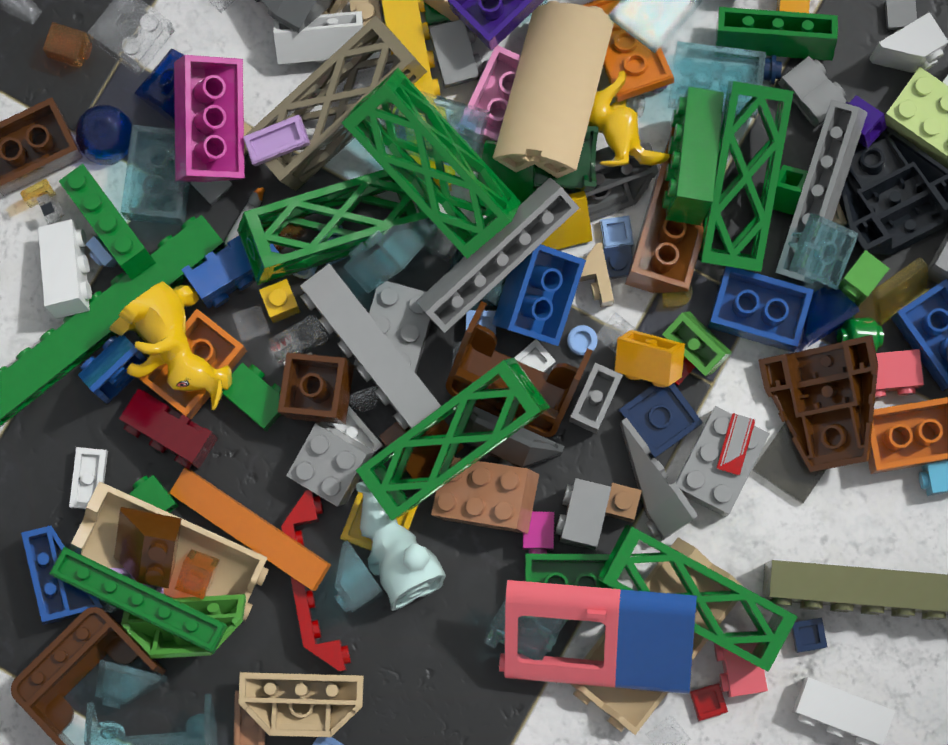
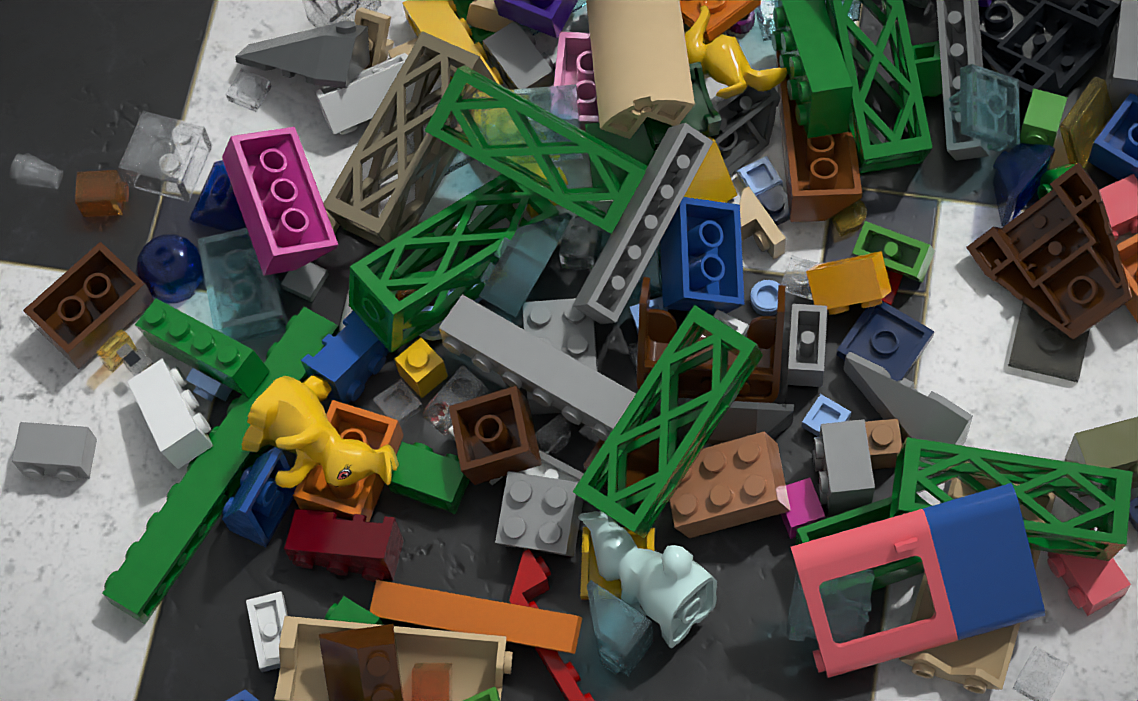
camera: 10 degrees left, 15 degrees down
(276, 140) = (360, 192): lavender tile -> none
(588, 463) = (824, 412): none -> light blue plate
(701, 478) = (973, 360): light grey brick -> none
(708, 701) = (1068, 627): red tile -> none
(736, 444) = (981, 333): sticker -> none
(760, 308) = (946, 194): blue brick -> none

